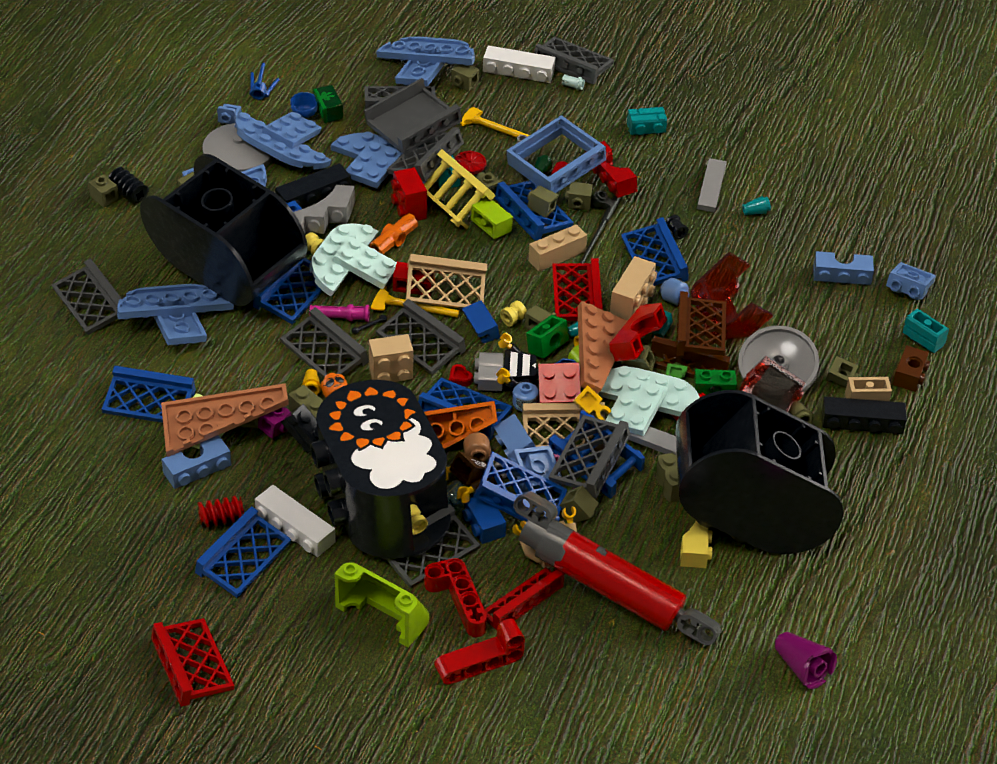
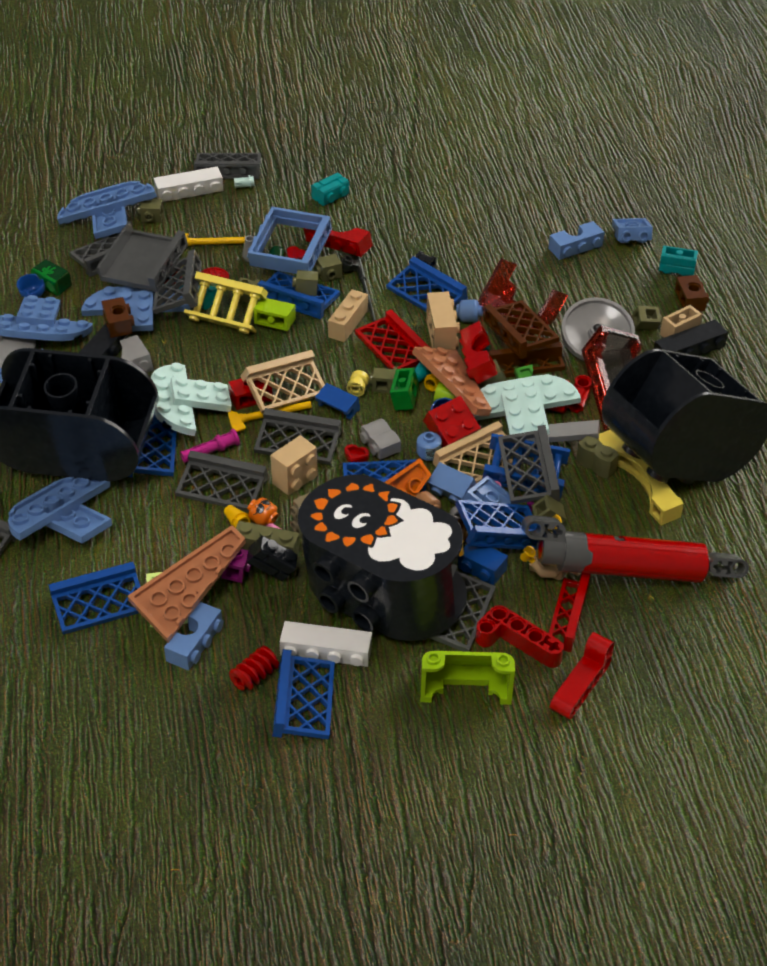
camera: 30 degrees left, 0 degrees up
(175, 669) = (328, 829): red fence -> none
(346, 162) = (117, 317): none -> reddish brown brick
(382, 318) = (249, 436): black hinge -> none
(394, 234) = (202, 360): orange piece -> none
(409, 193) = (191, 322): red brick -> none
(518, 365) = (403, 422): torso -> none
(589, 401) = (490, 423): yellow plate -> none
(711, 185) = (422, 219): light grey tile -> none
(714, 380) = (566, 366): green brick -> none
(757, 206) = (472, 220): teal cone -> none

